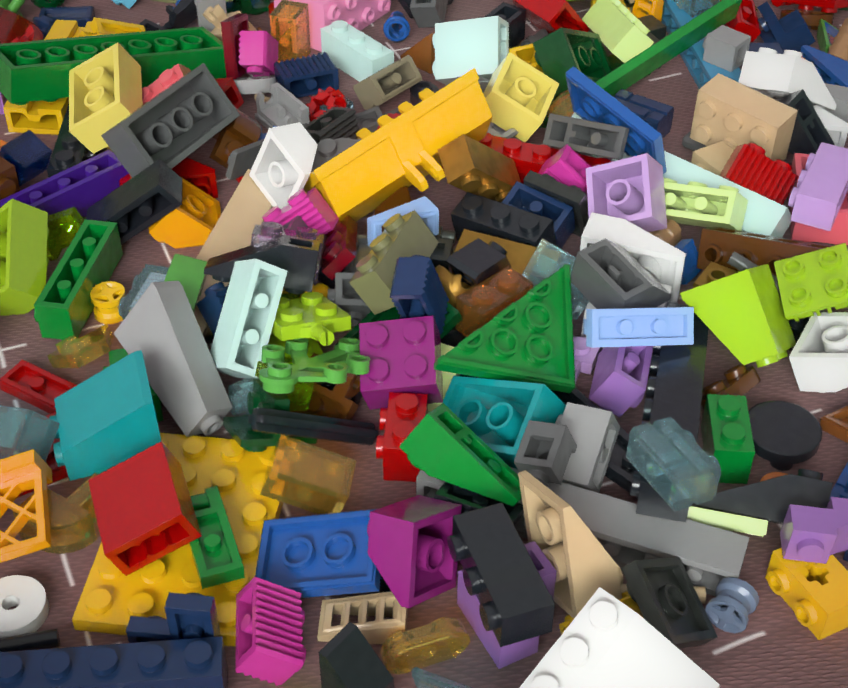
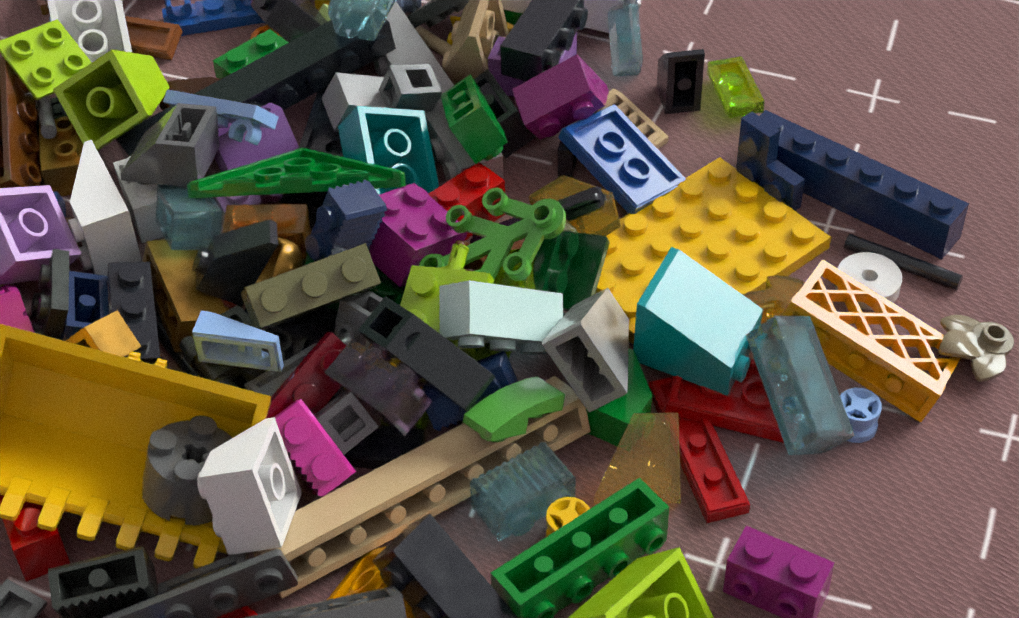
camera: 135 degrees left, 5 degrees up
(143, 509) = (731, 230): red brick -> none
(216, 550) = (690, 207): green plate -> none
(269, 631) = (703, 138): dark pink brick -> none
(424, 645) = (623, 79): clear yellow plate -> none
(784, 433) = (196, 55): black tile -> none

